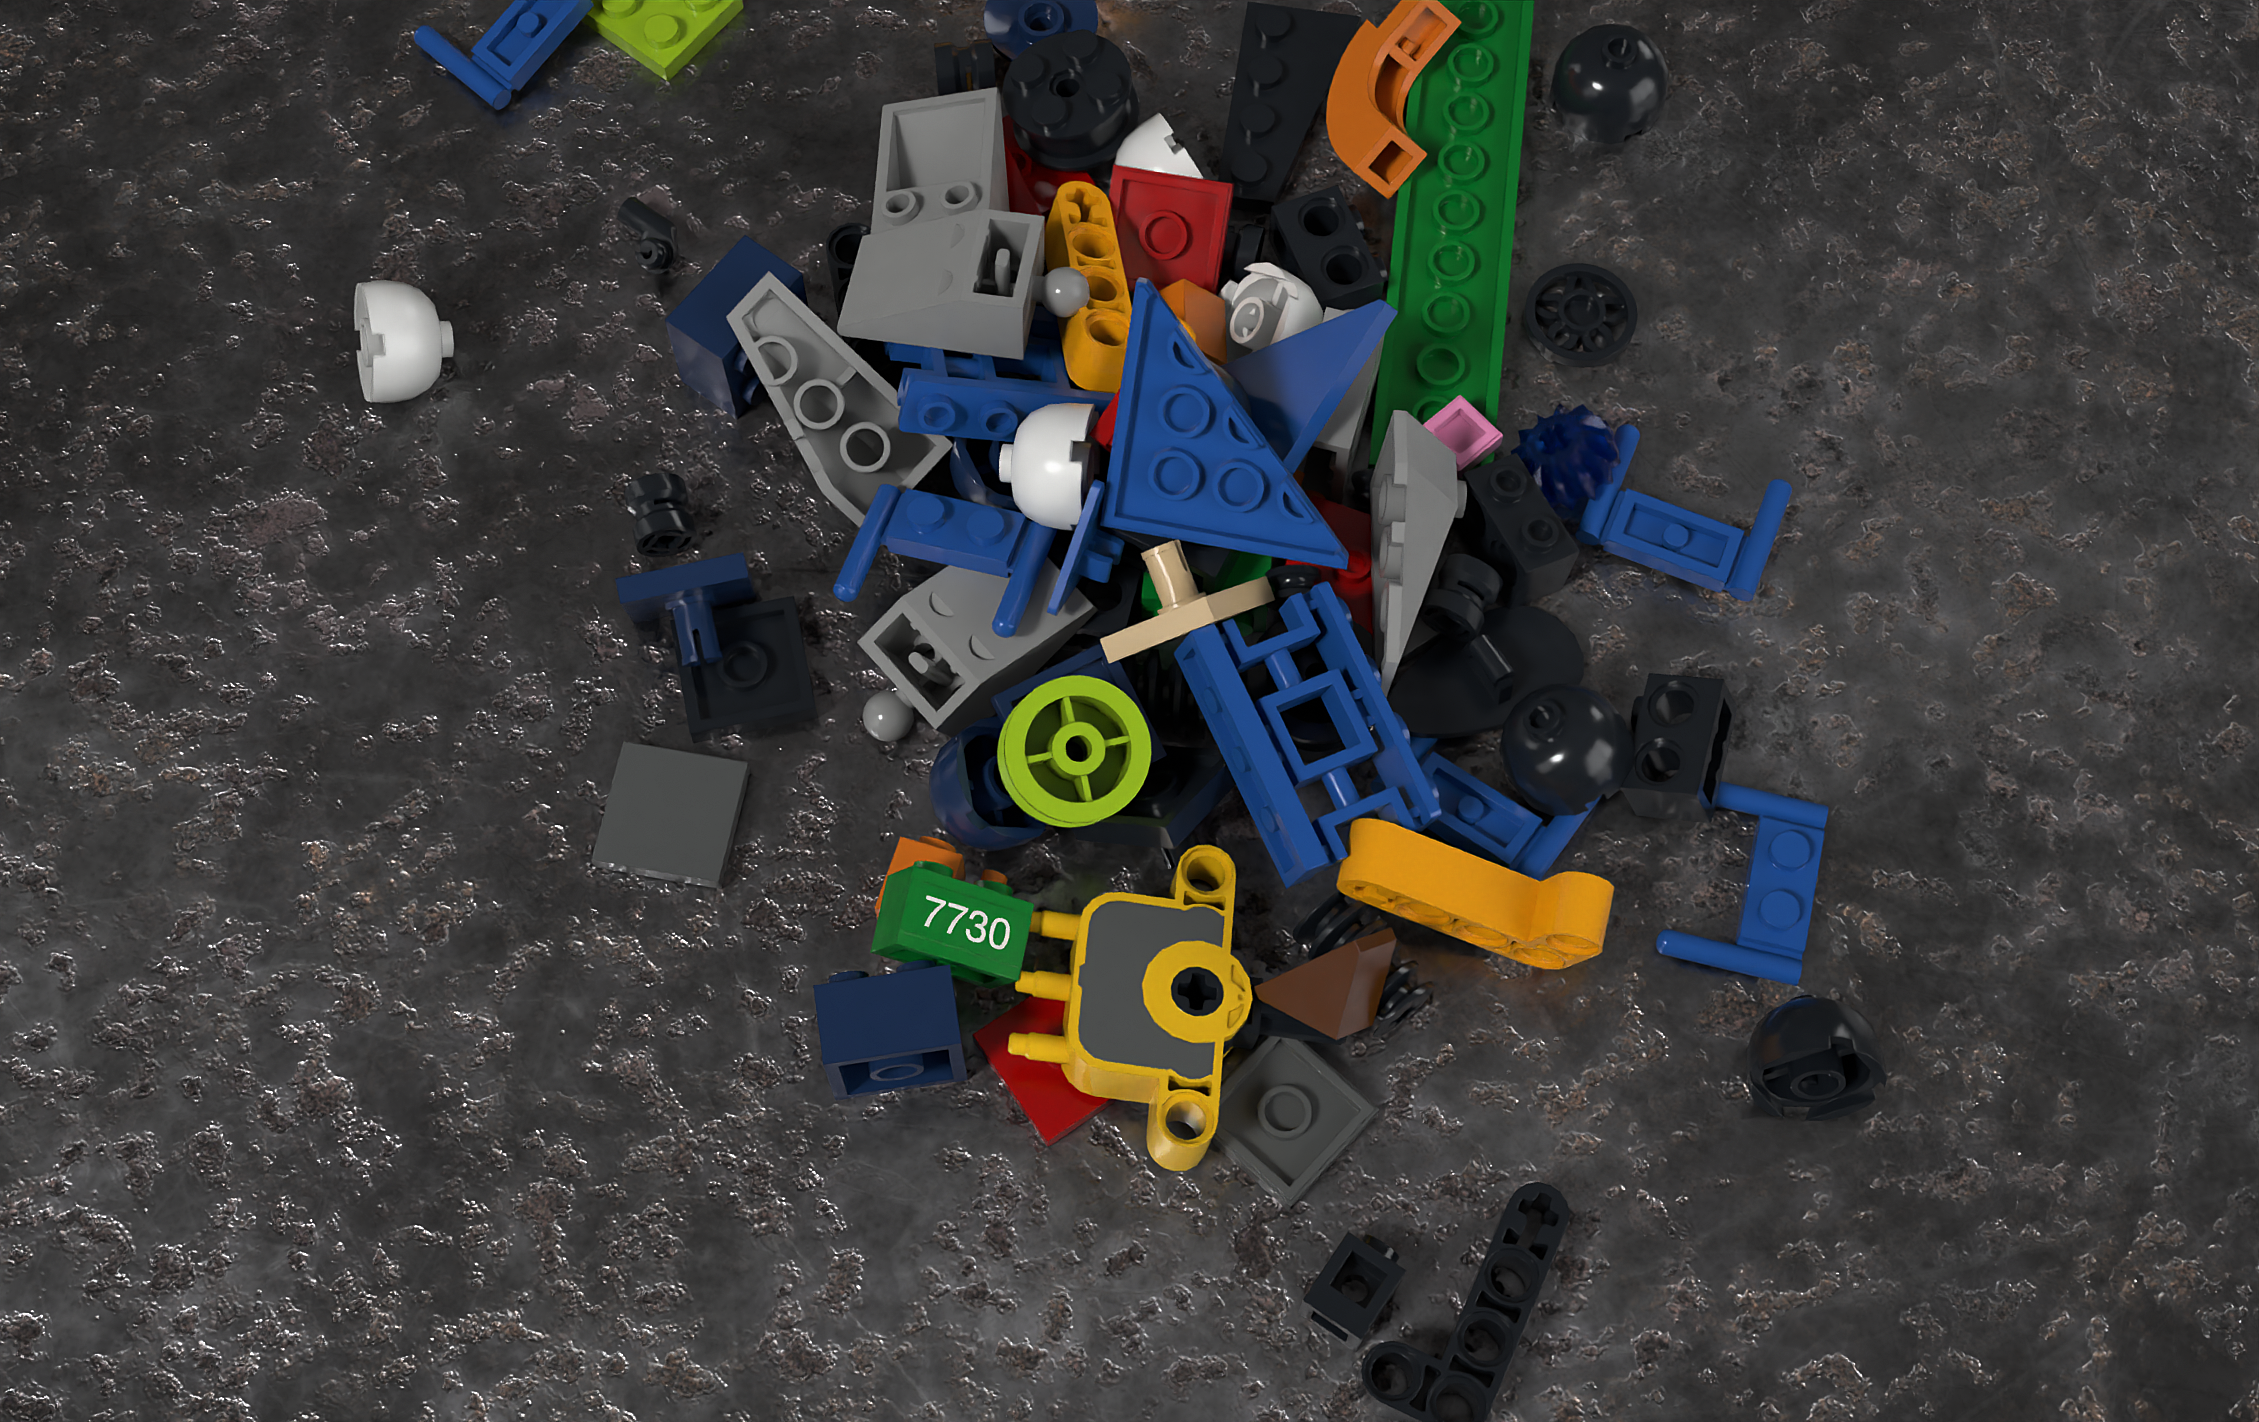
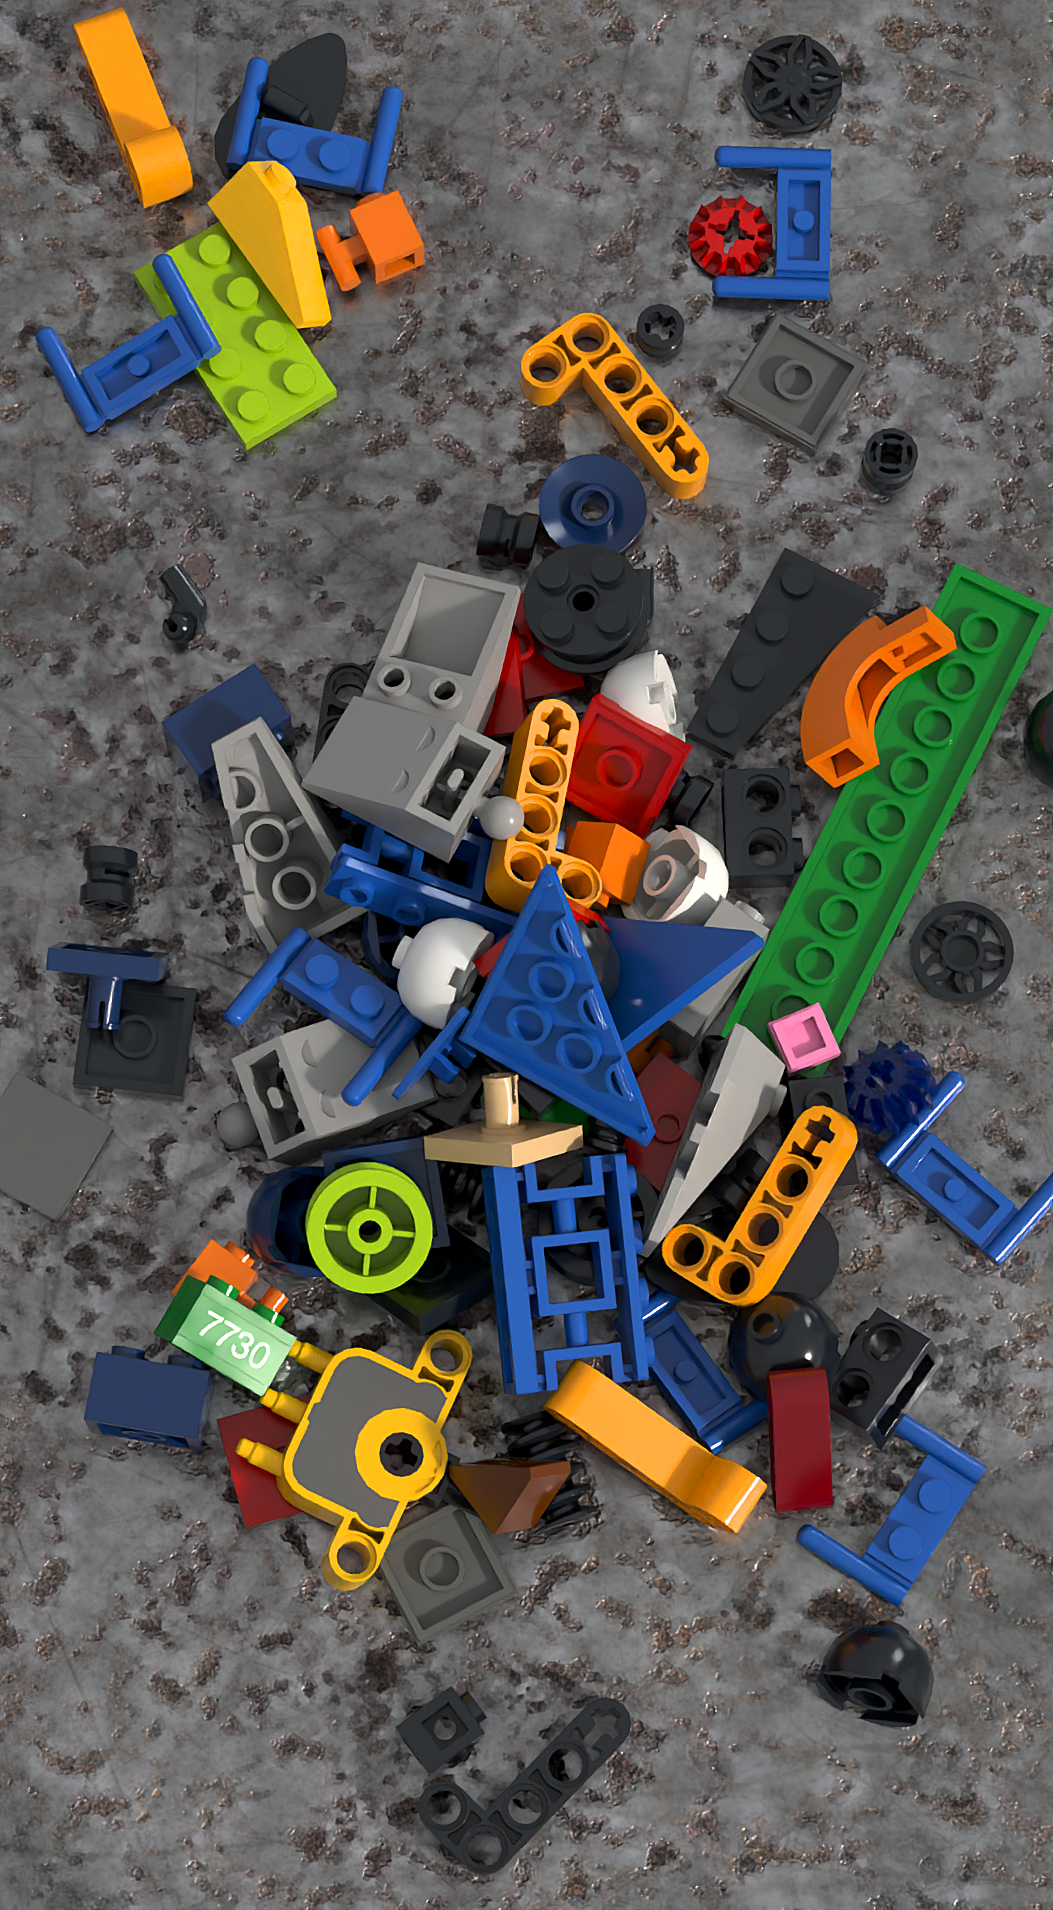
camera: 15 degrees right, 10 degrees up
(1498, 593) = (769, 1201): none -> light orange beam
(1626, 829) = (799, 1439): none -> dark red beam

